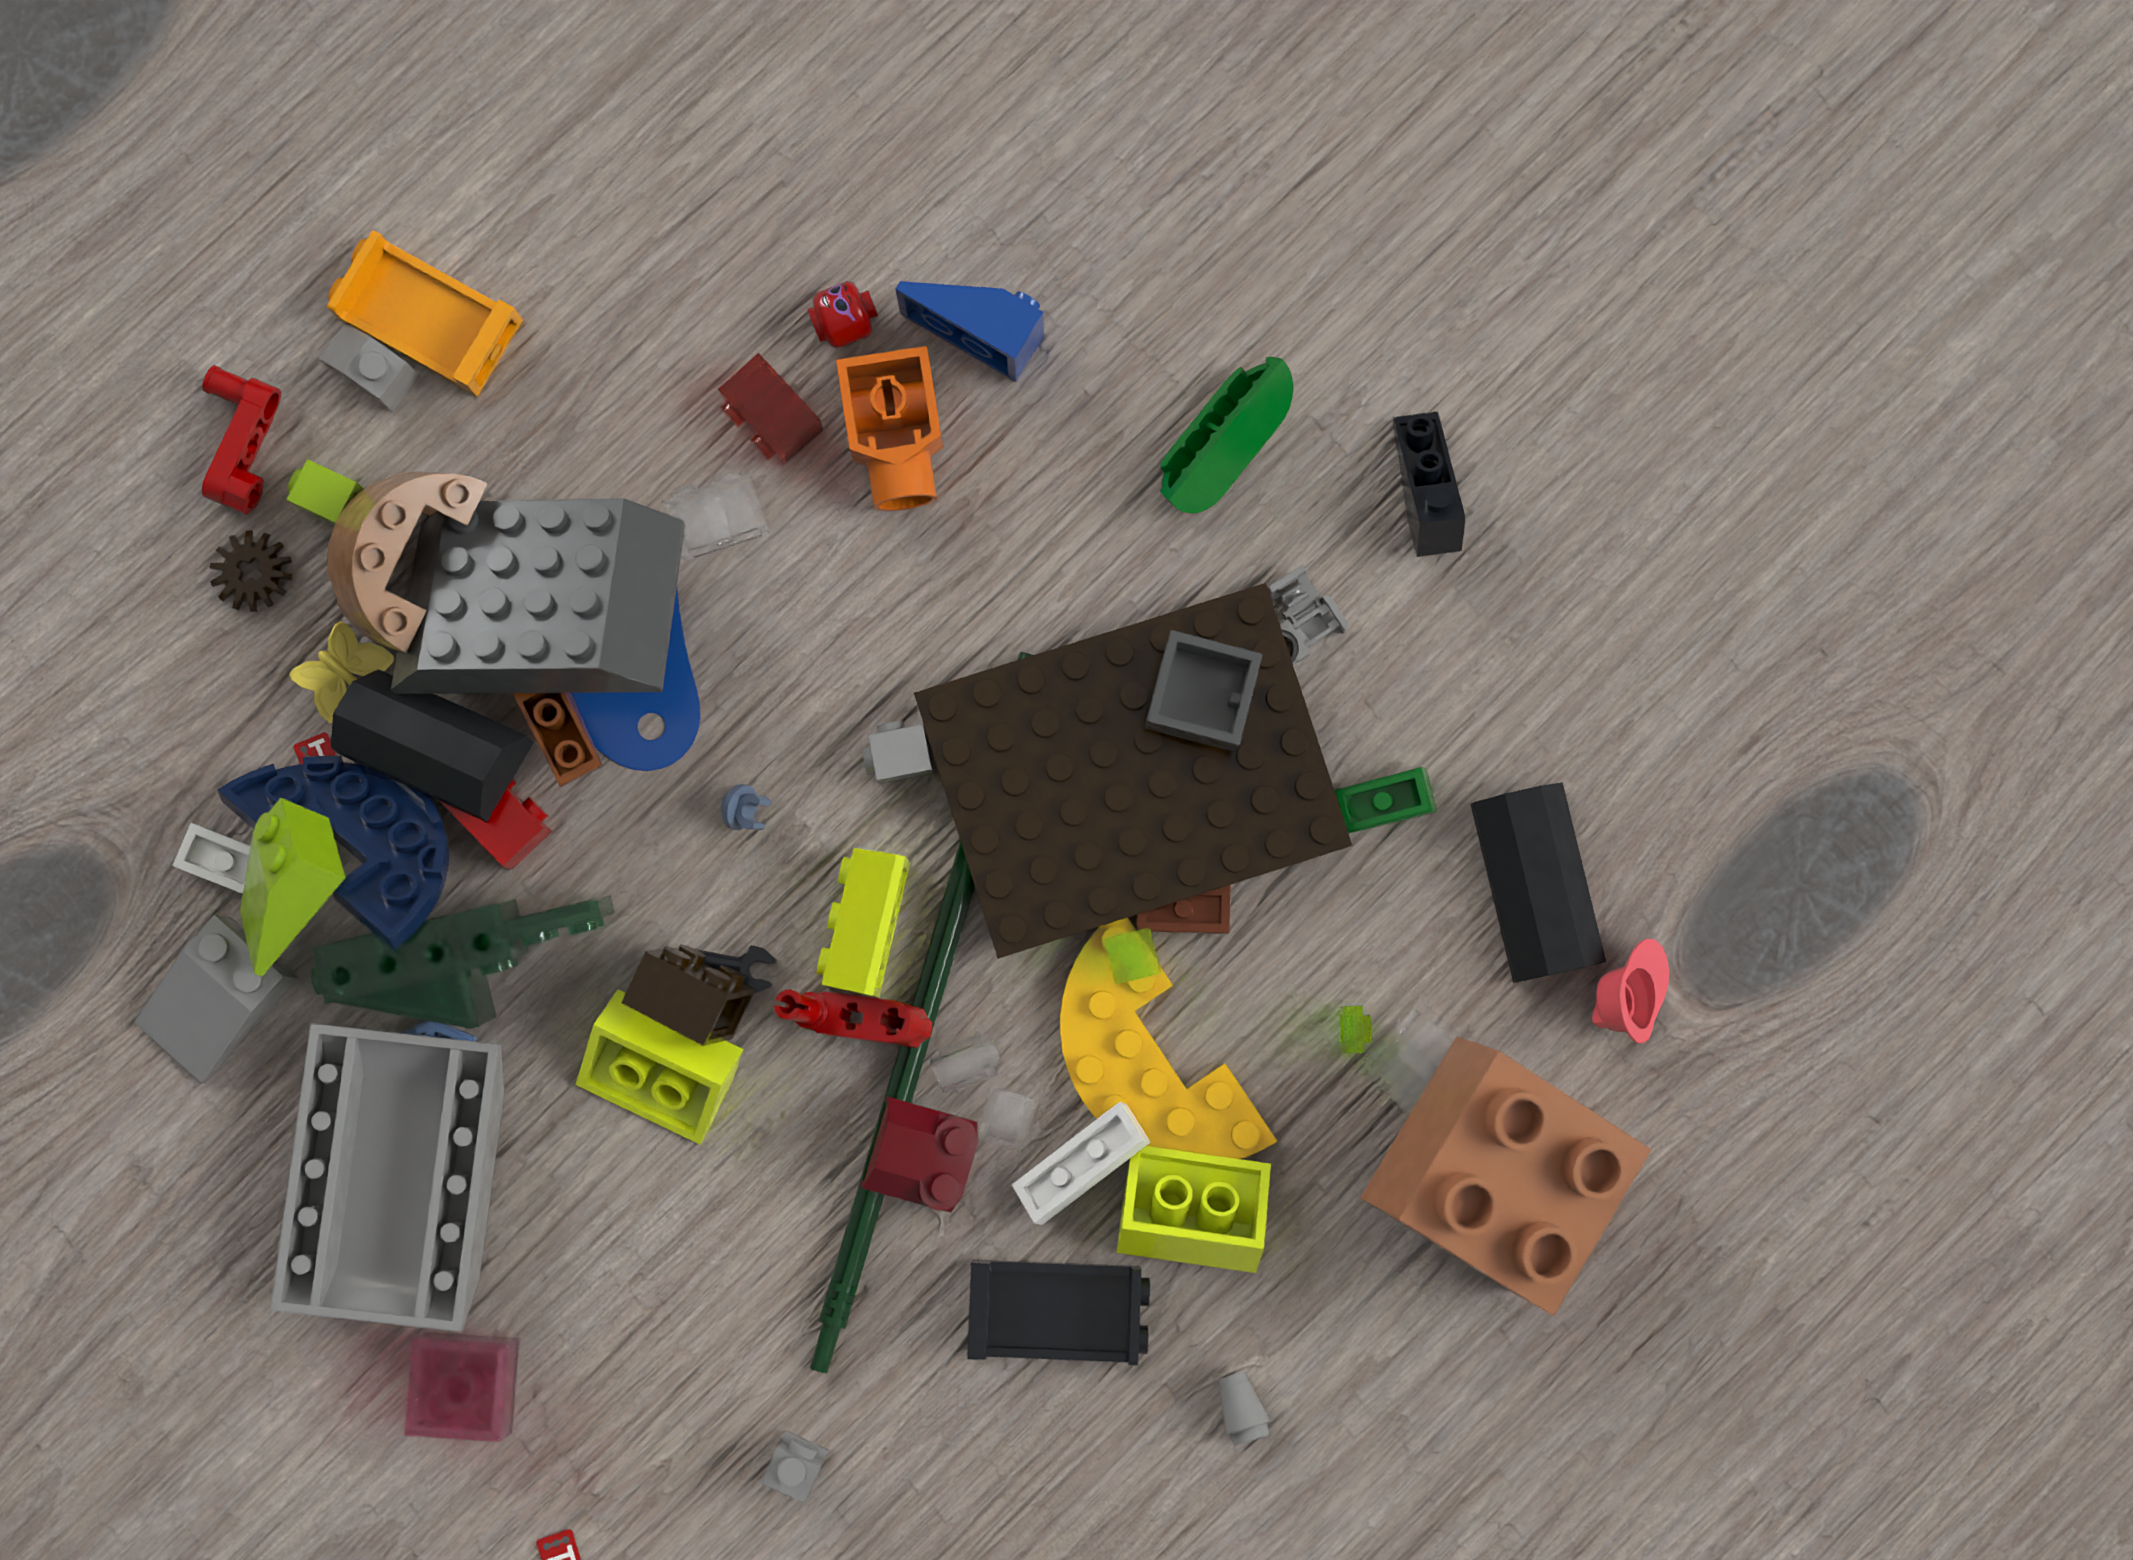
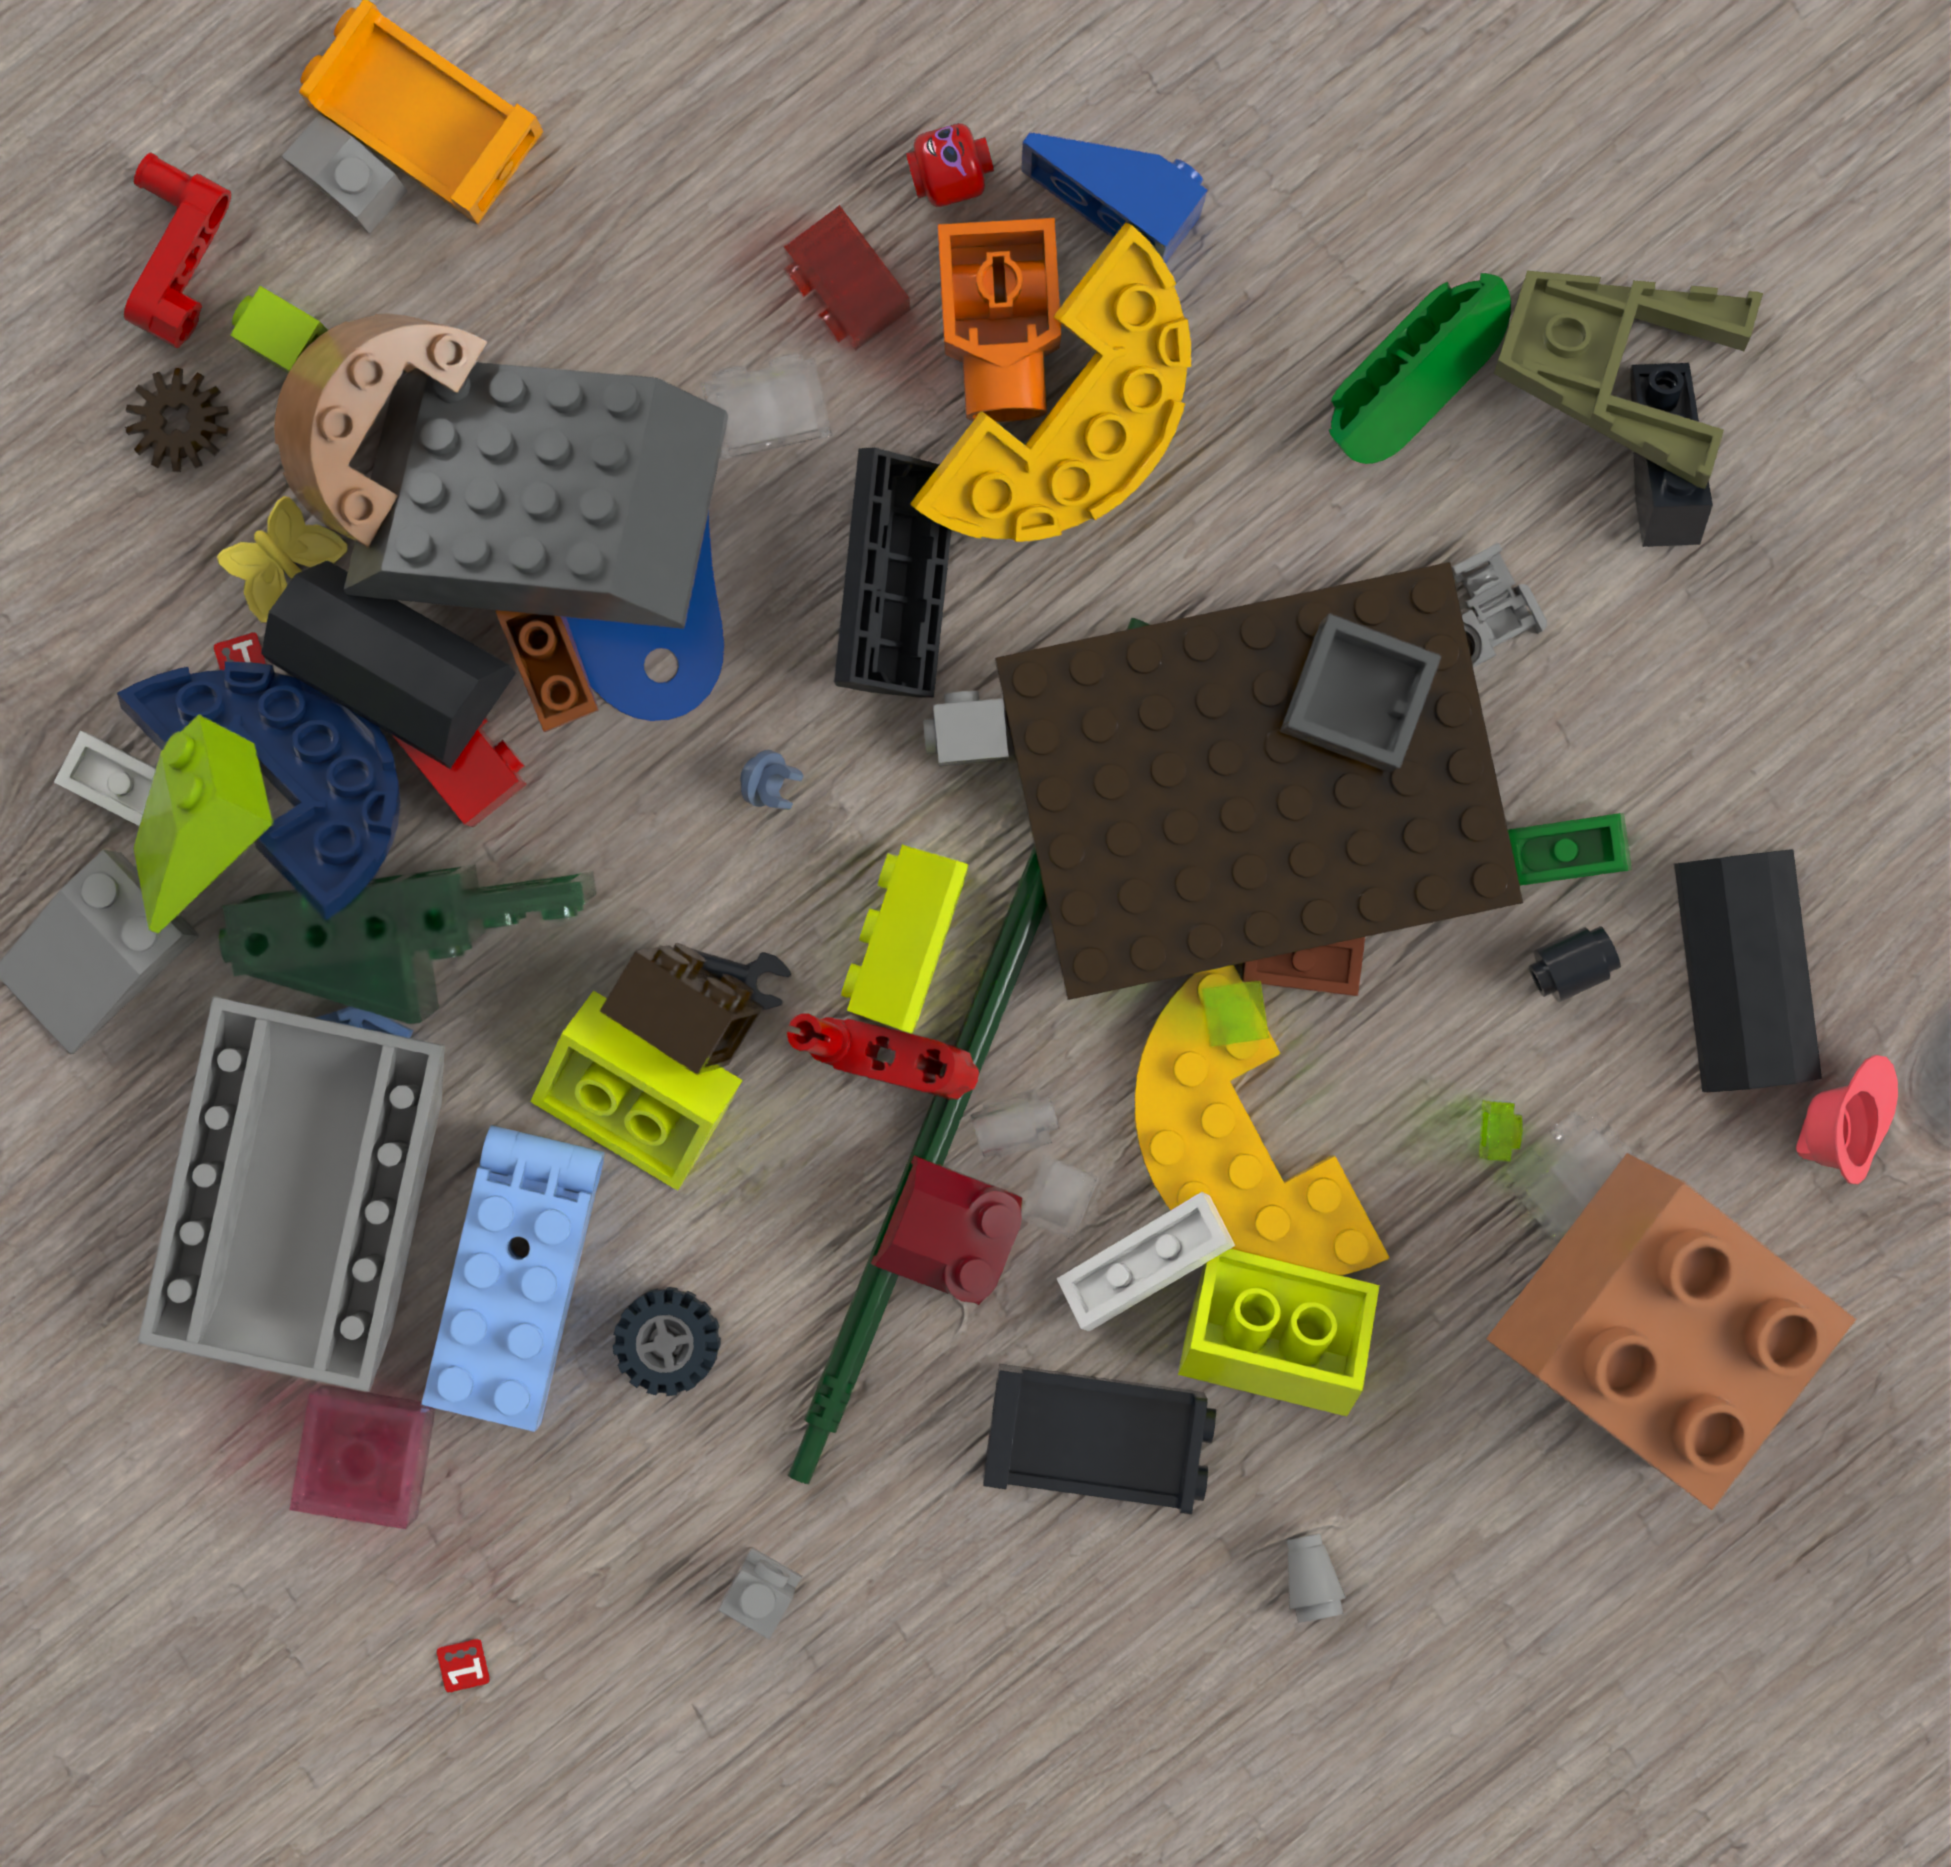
camera: 10 degrees right, 5 degrees up
(570, 1254) = (507, 1308): none -> light blue hinge
(686, 1273) = (652, 1362): none -> black wheel
(829, 636) = (892, 581): none -> black piece
(981, 507) = (1101, 431): none -> yellow plate
(1342, 404) = (1571, 342): none -> olive wing
(1399, 890) = (1574, 963): none -> black brick

